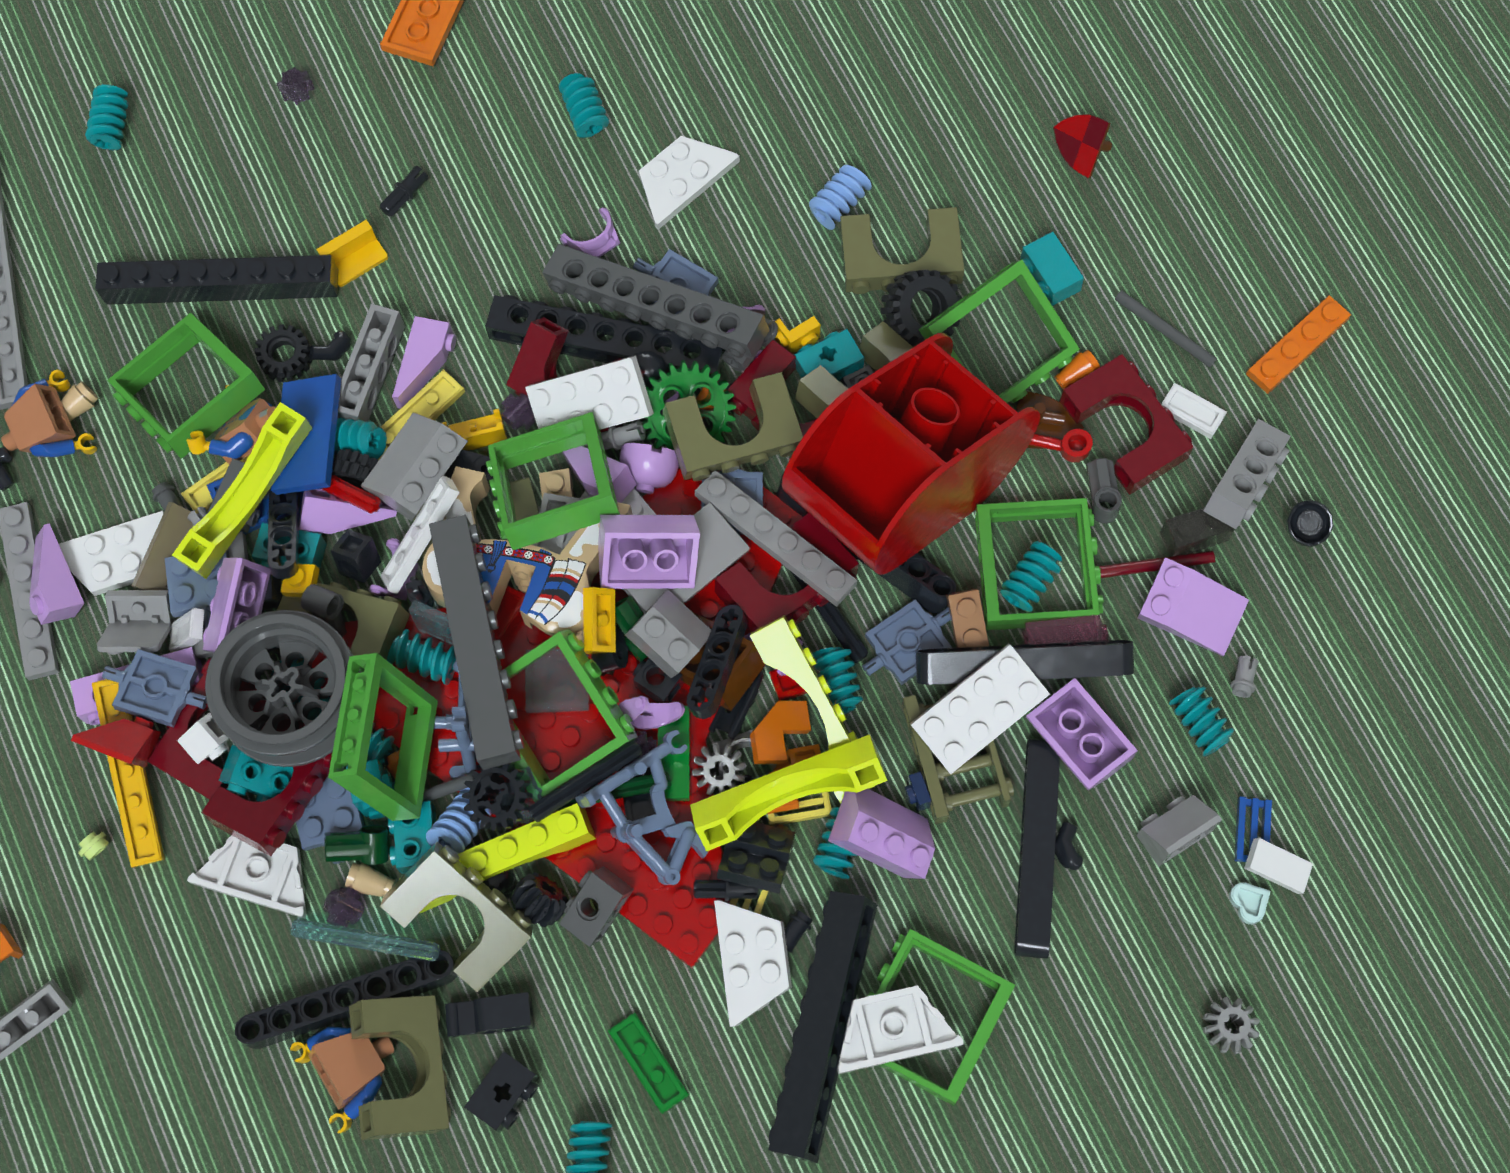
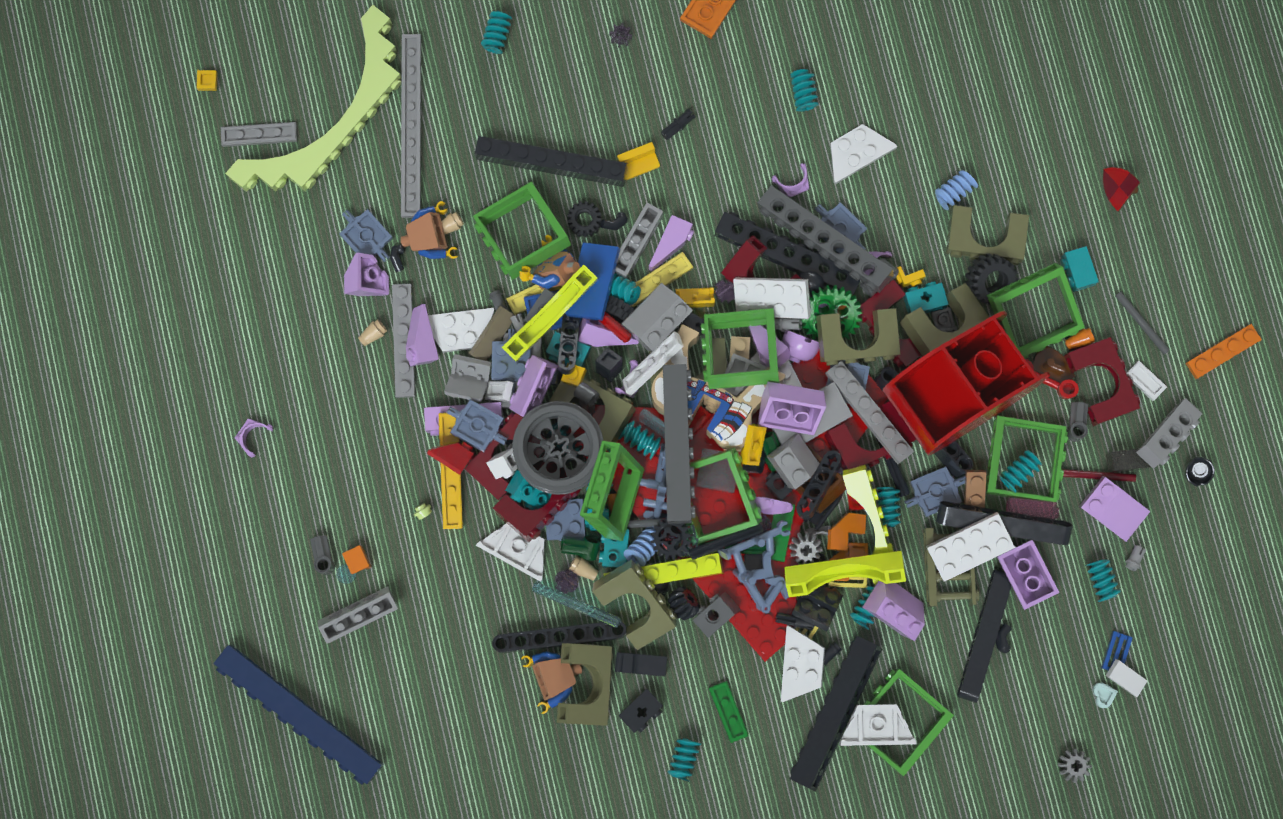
camera: 10 degrees right, 10 degrees up
(419, 591) = (644, 398): black axle -> none
(917, 792) = (921, 586): dark blue plate -> none
(1177, 829) = (1072, 643): light grey slope -> none

